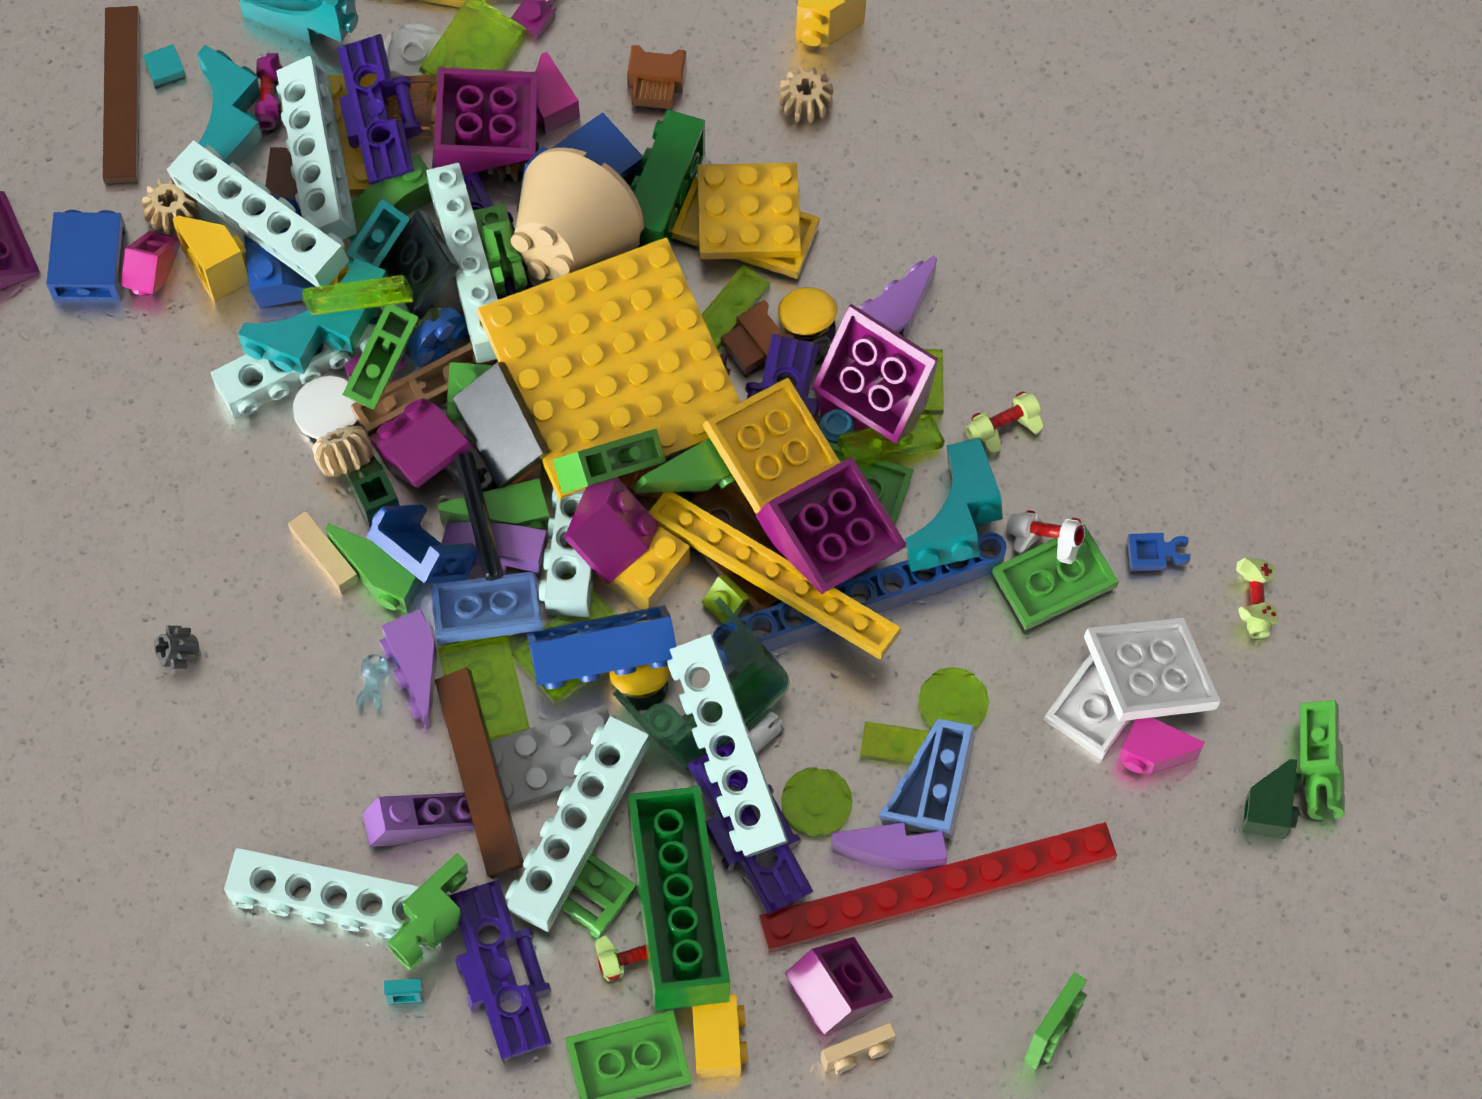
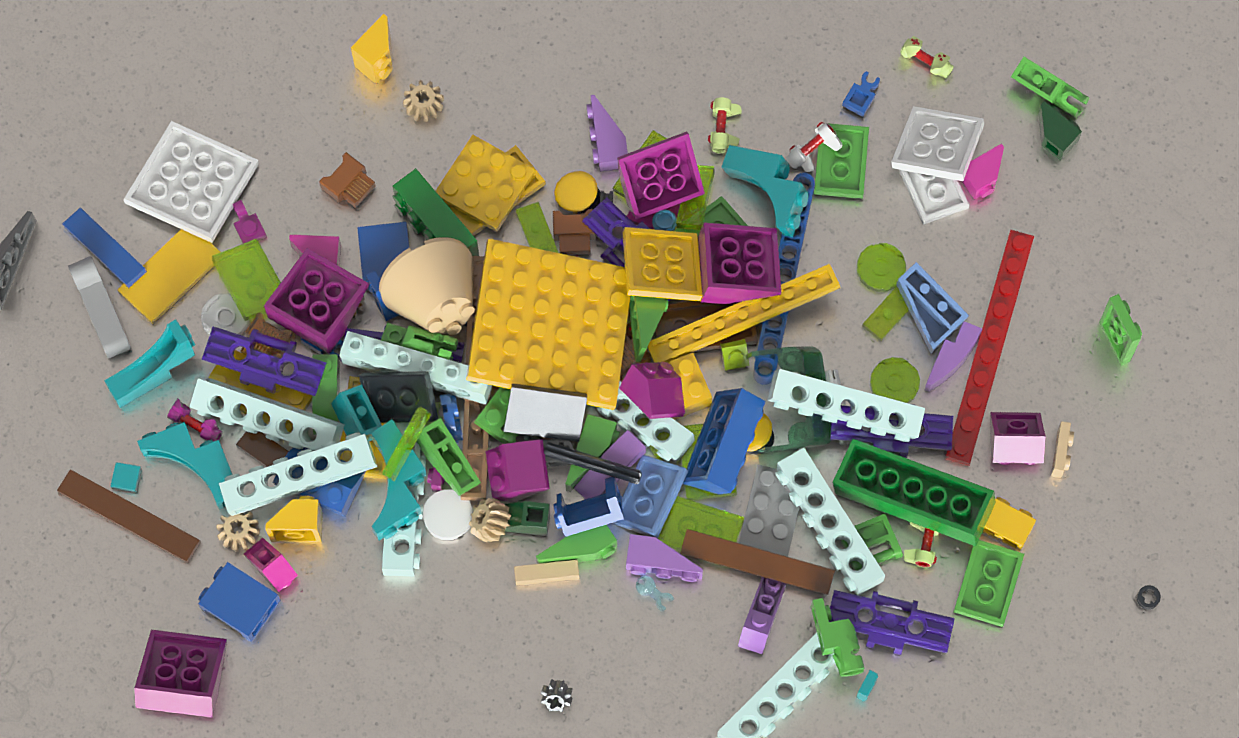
camera: 55 degrees left, 5 degrees up
(609, 460) = (617, 364): bright green slope -> none

